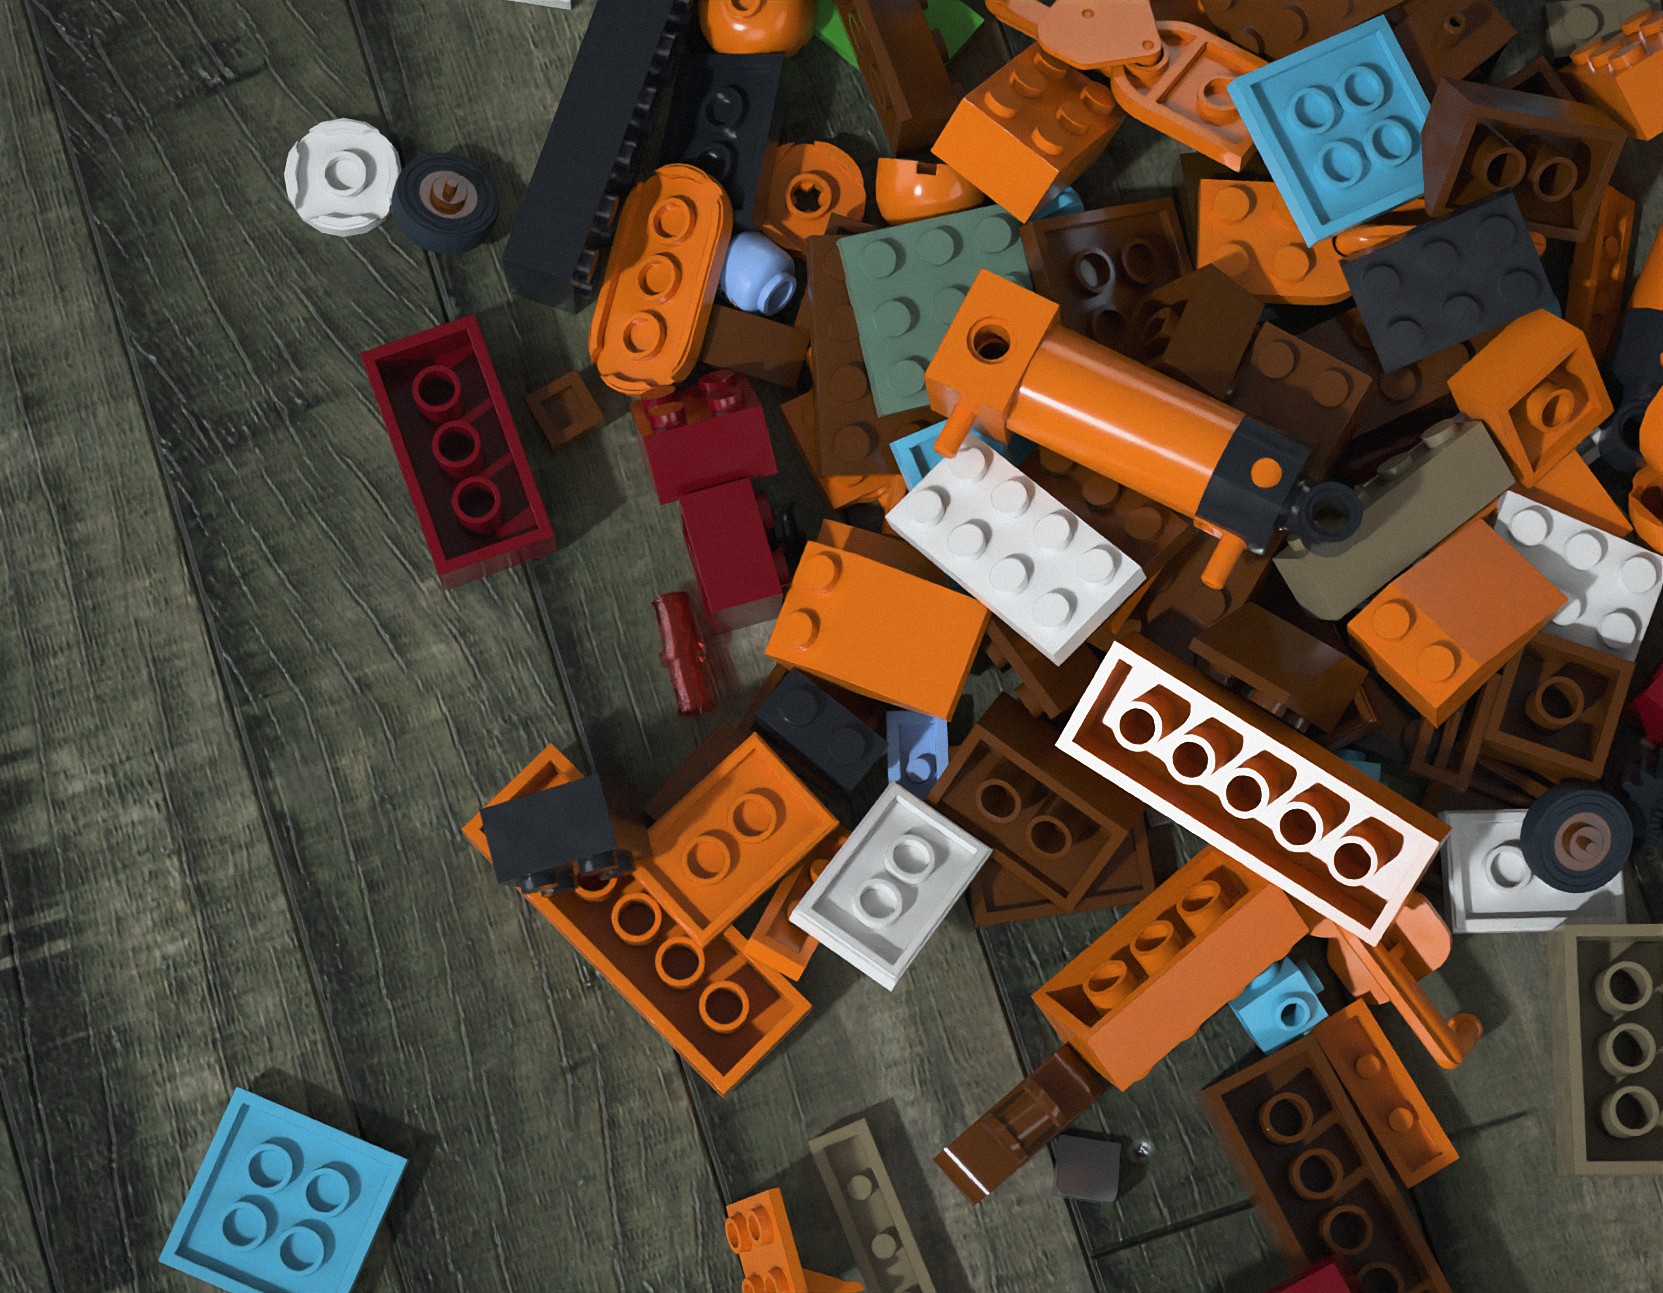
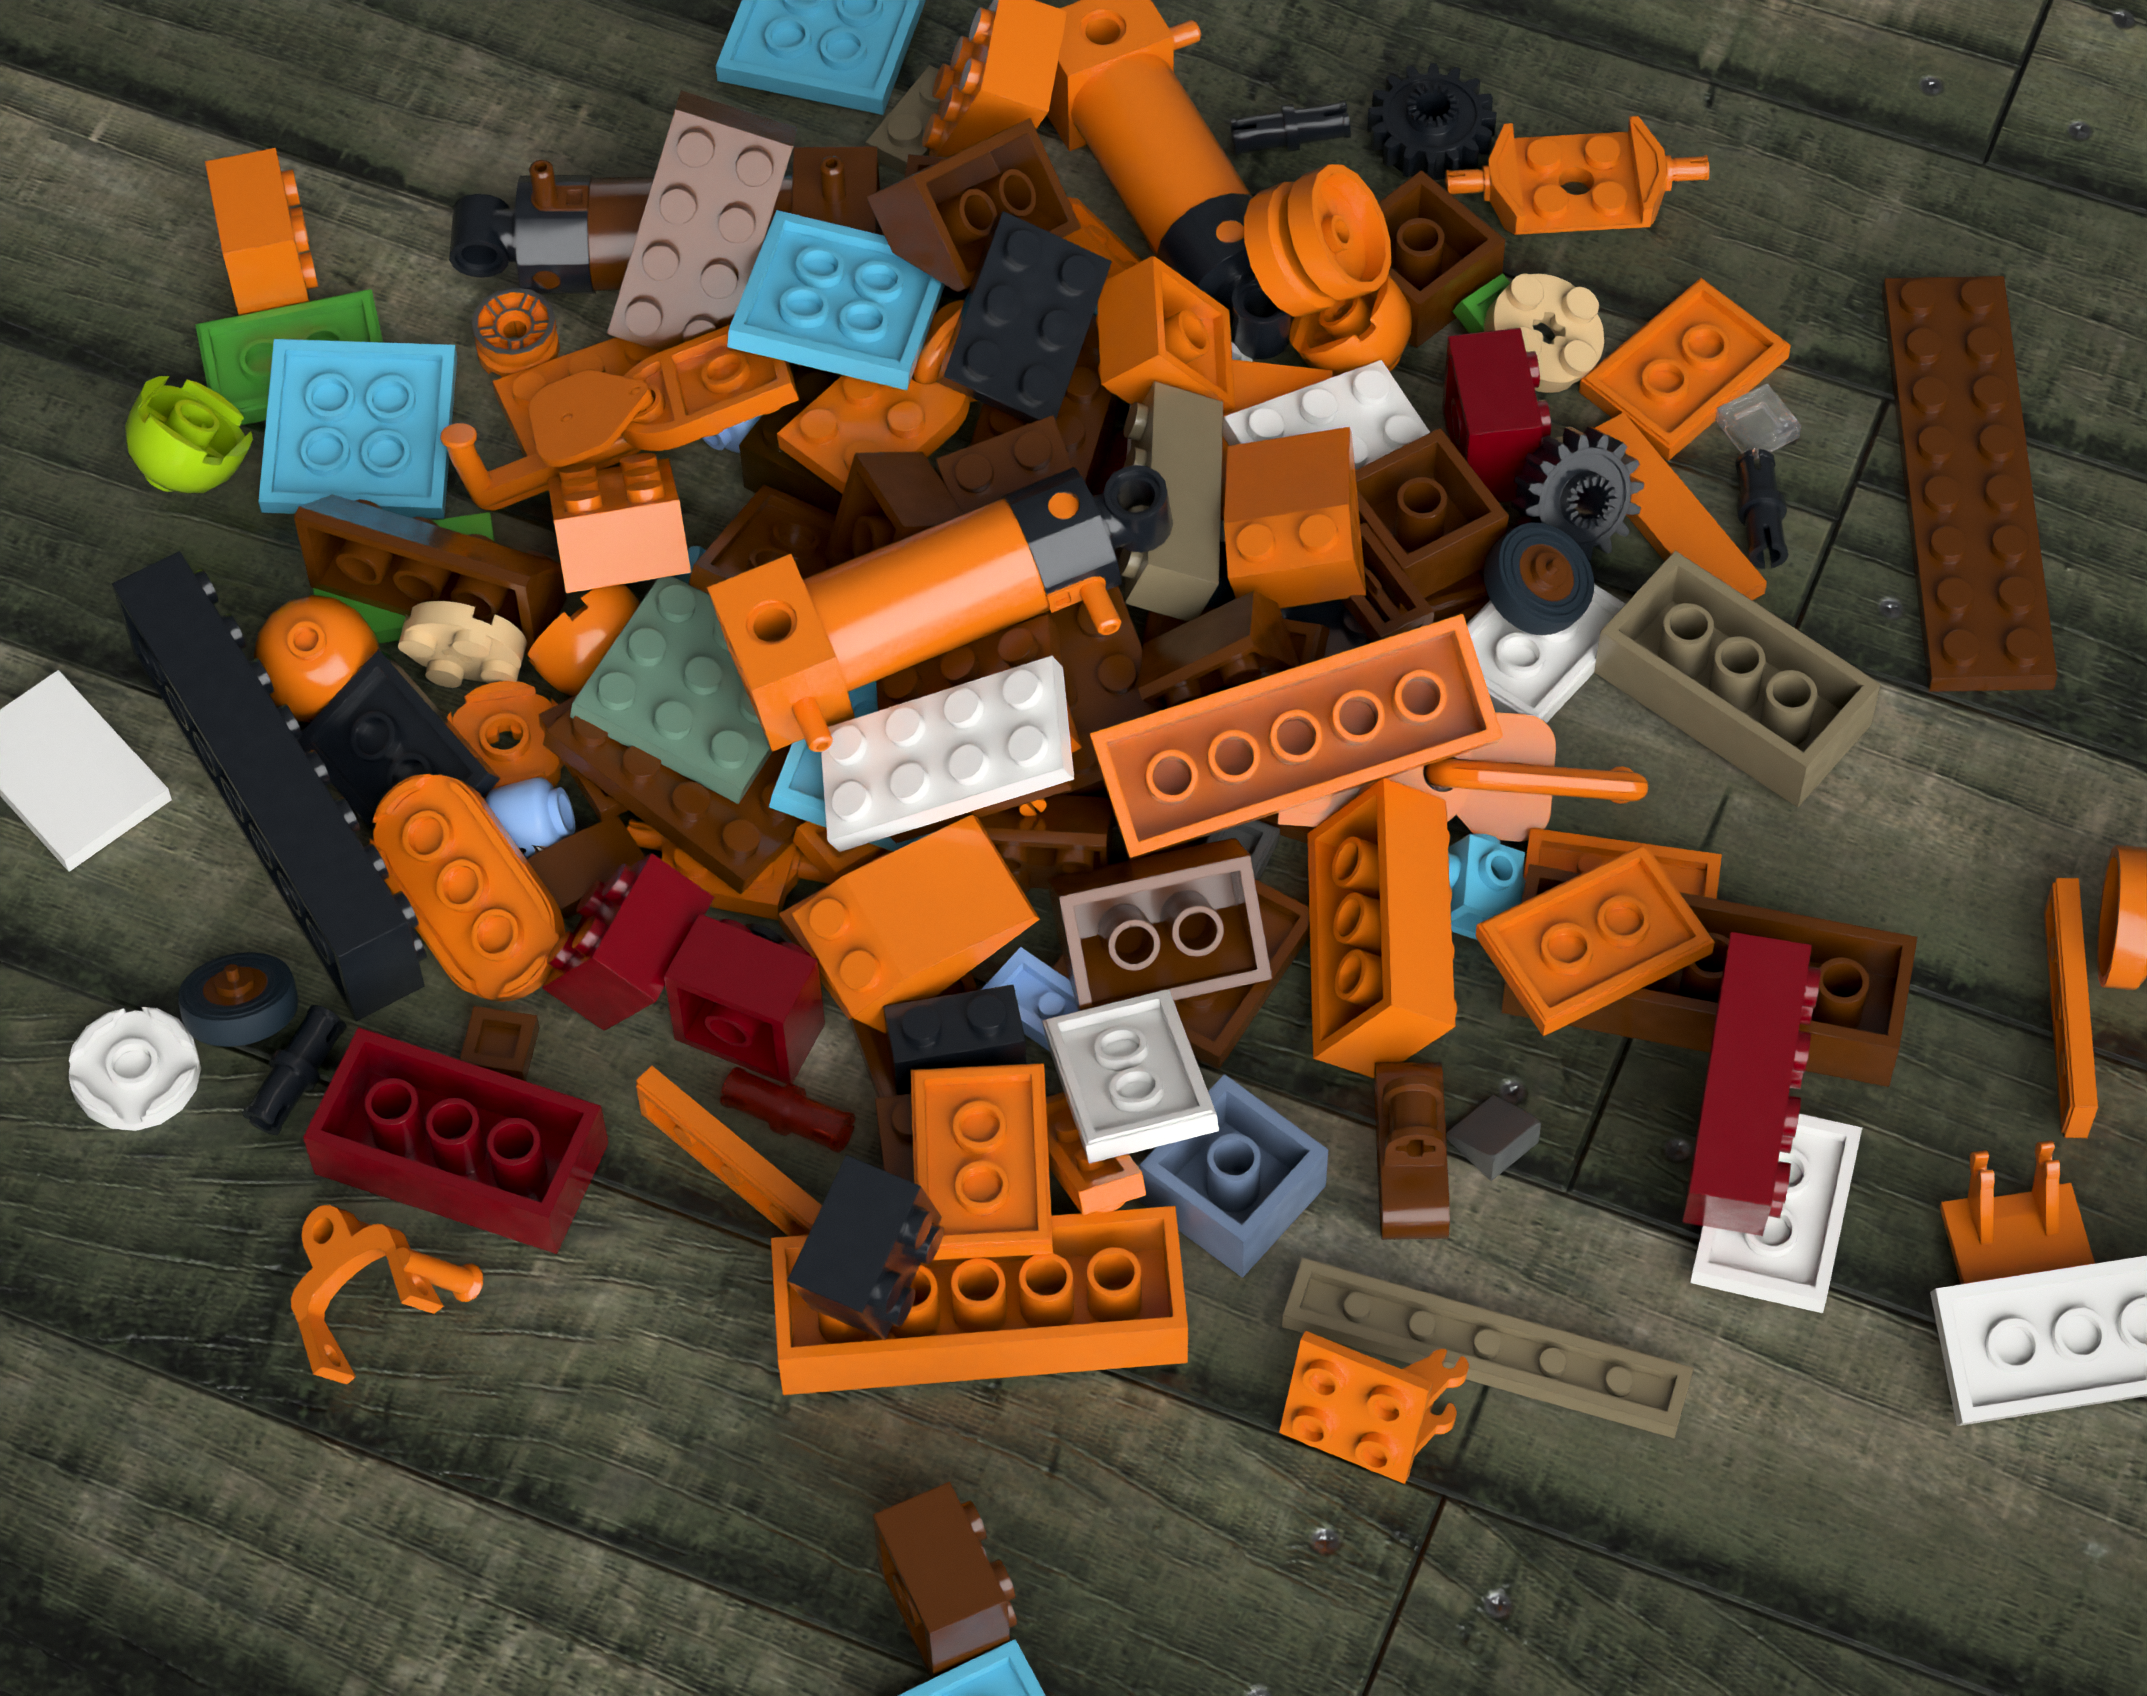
camera: 40 degrees left, 20 degrees down
(316, 447) = (342, 1247): none -> orange piece
(399, 1081) = (942, 1578): none -> reddish brown brick
(428, 289) = (294, 1070): none -> black pin
(608, 656) = (725, 1154): none -> orange tile
(843, 105) = (461, 647): none -> tan plate
(882, 1032) = (1240, 1183): none -> sand blue brick
(1285, 1134) = (1594, 939): none -> orange tile

